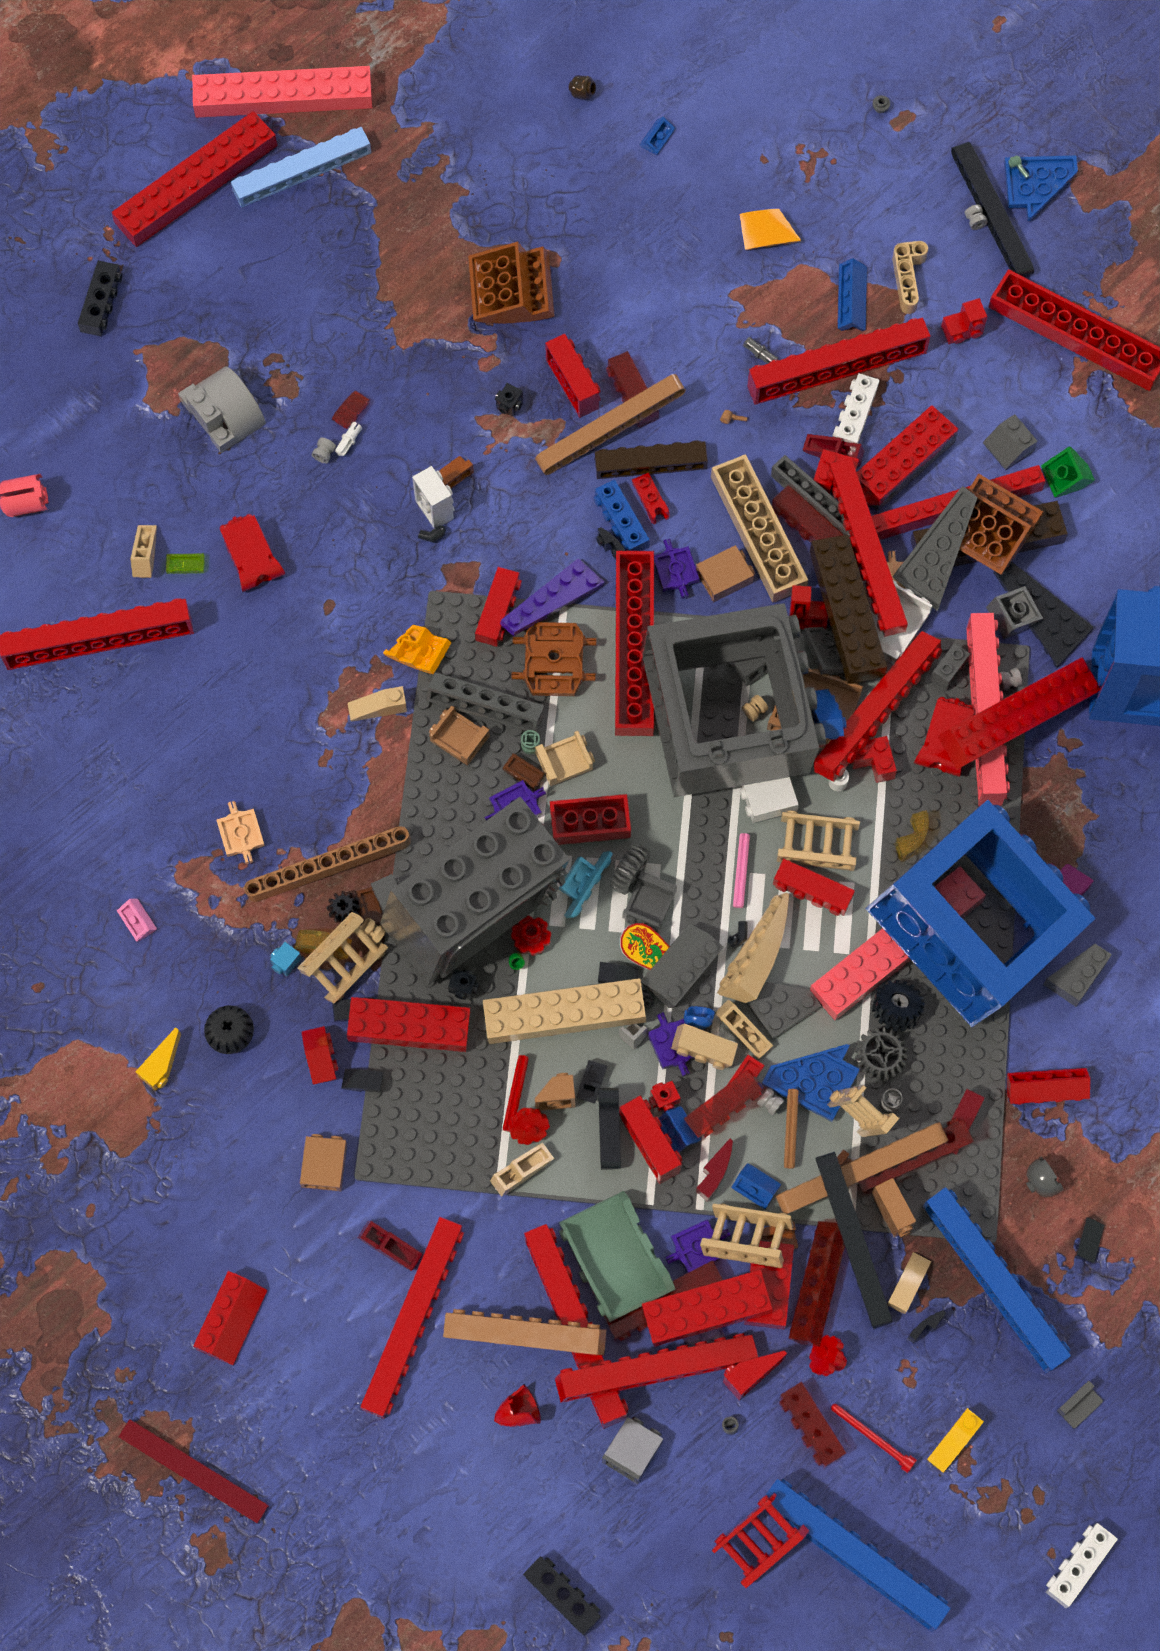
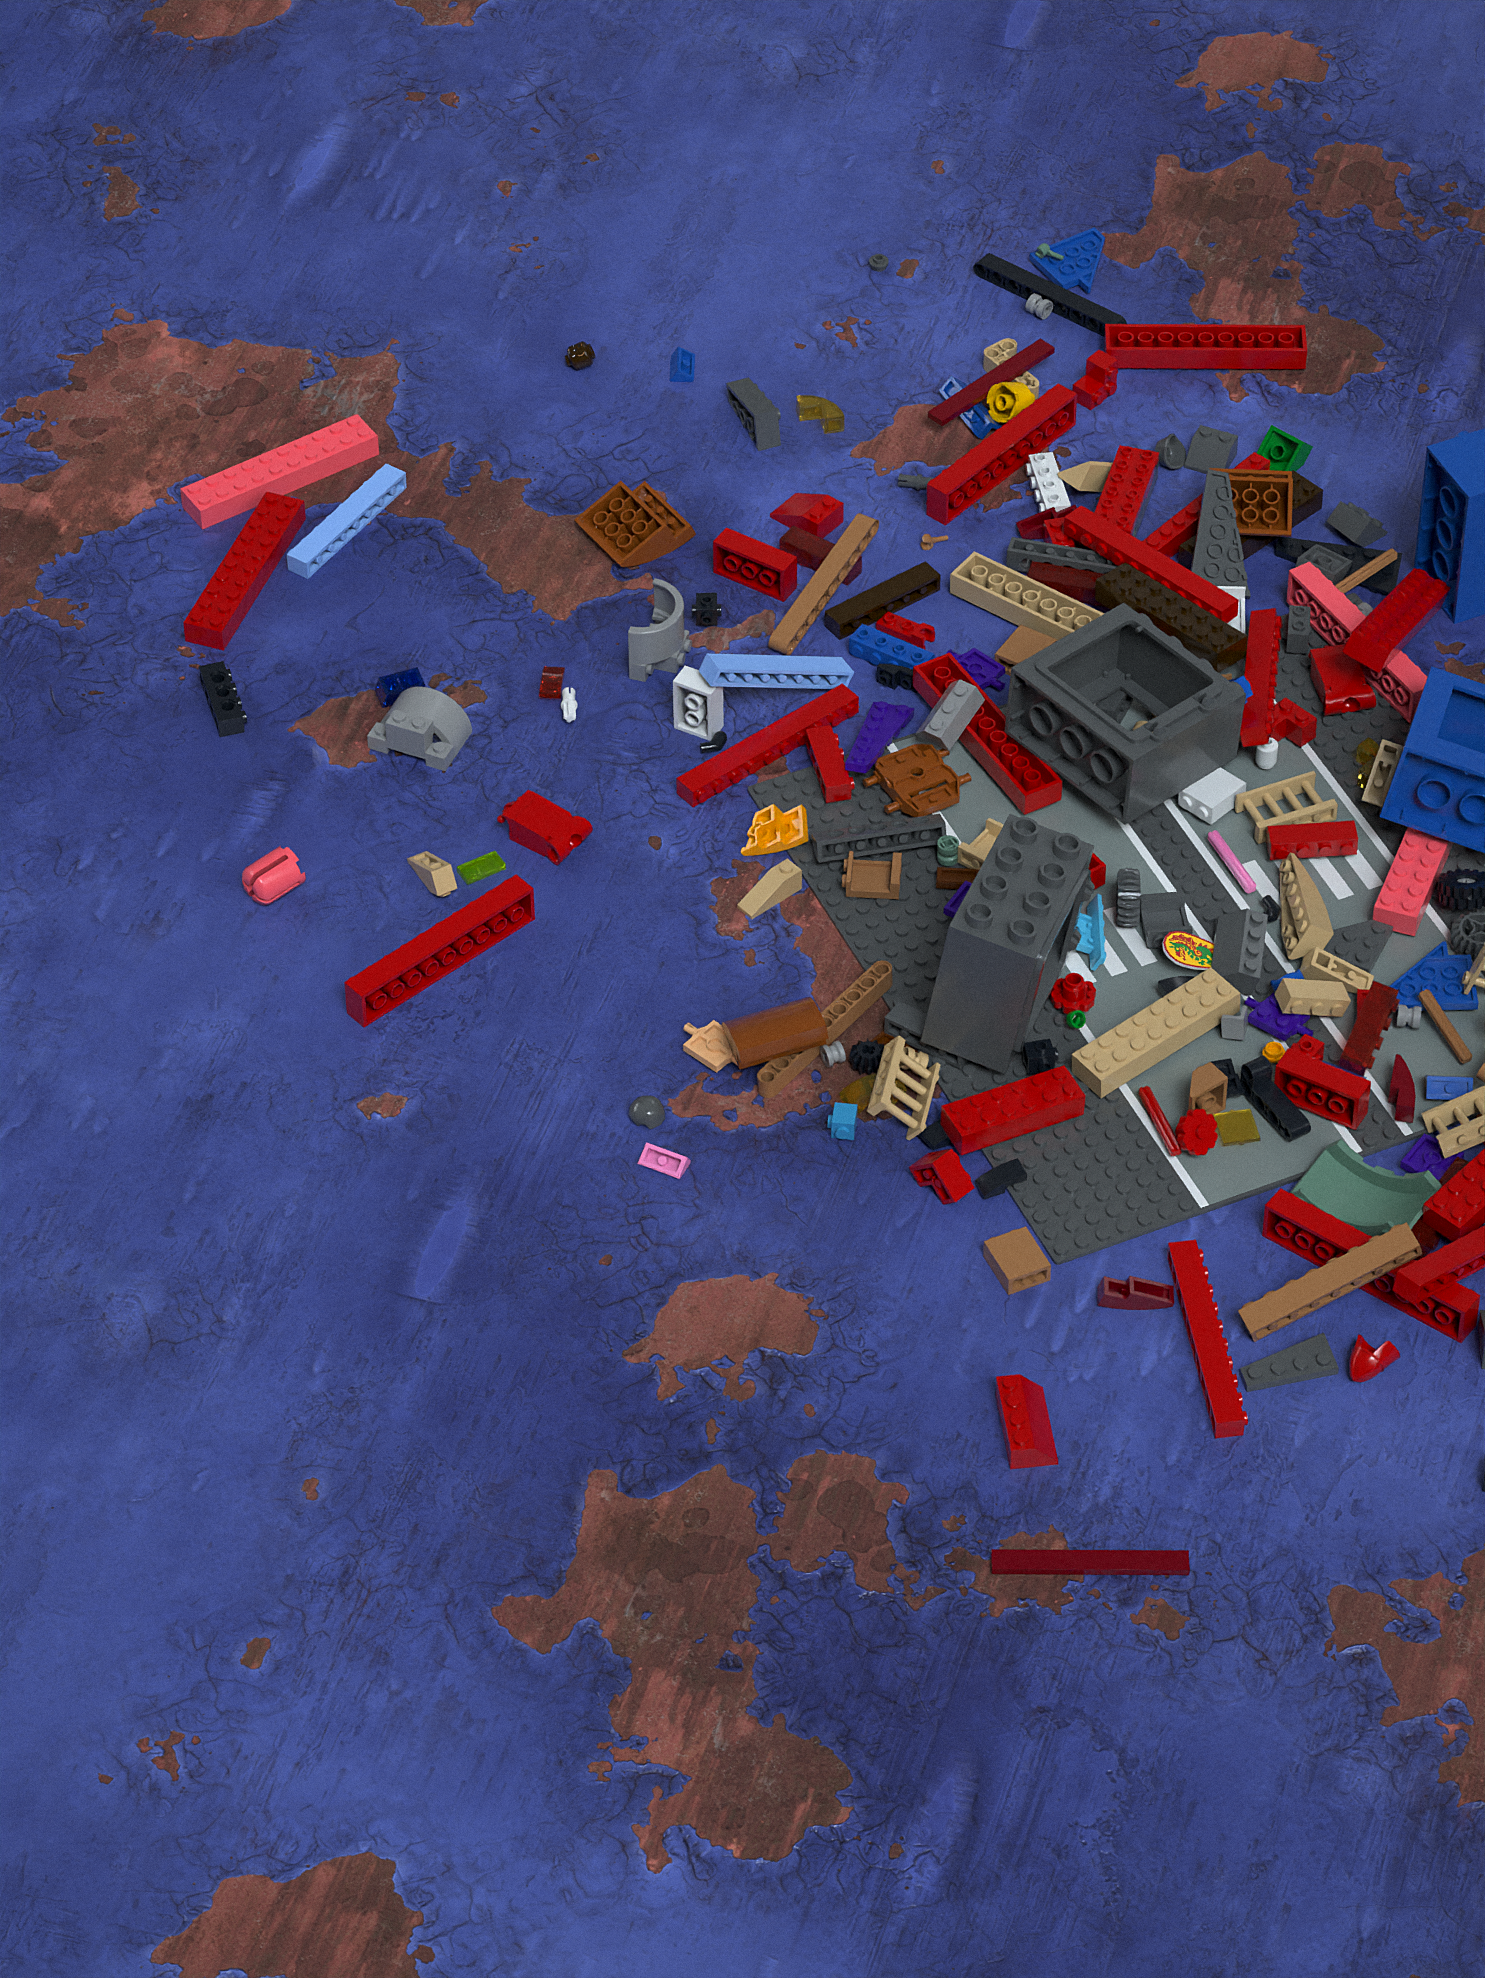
camera: 30 degrees left, 25 degrees down
(152, 867) = (647, 1111): none -> dark grey hair
(159, 1064) = (786, 1258): yellow slope -> none
(229, 1041) = (835, 1196): black wheel -> none
(231, 357) = (392, 685): none -> clear blue brick
(276, 854) = (776, 1032): none -> dark orange slope
(319, 889) = (832, 1054): none -> light grey wheel
(323, 451) = (551, 722): light grey wheel -> none
(454, 421) = (663, 643): none -> light grey piece
(461, 1377) = (1294, 1364): none -> dark grey wing
(469, 560) = (765, 745): none -> red brick
(504, 502) = (775, 671): none -> light blue brick
(521, 1169) = (1215, 1174): tan slope -> none
(570, 1131) = (1237, 1127): none -> clear yellow piece
(609, 617) = (951, 714): none -> light grey slope
(645, 1077) = (1273, 1051): none -> light orange plate
(653, 341) = (811, 512): none -> red slope
(677, 215) = (755, 412): none -> dark grey wedge
(727, 233) = (816, 407): none -> clear yellow brick
(766, 229) = (849, 389): light orange slope -> none
(877, 283) = (979, 389): none -> dark red tile
(880, 310) = (1008, 400): none -> yellow brick
(888, 419) = (1087, 476): none -> tan slope
(906, 857) = (1382, 773): none -> tan slope
(976, 427) = (1171, 452): none -> dark grey helmet
(1044, 634) = (1367, 570): none -> medium nougat axle
(1075, 579) = (1356, 524): none -> dark grey slope

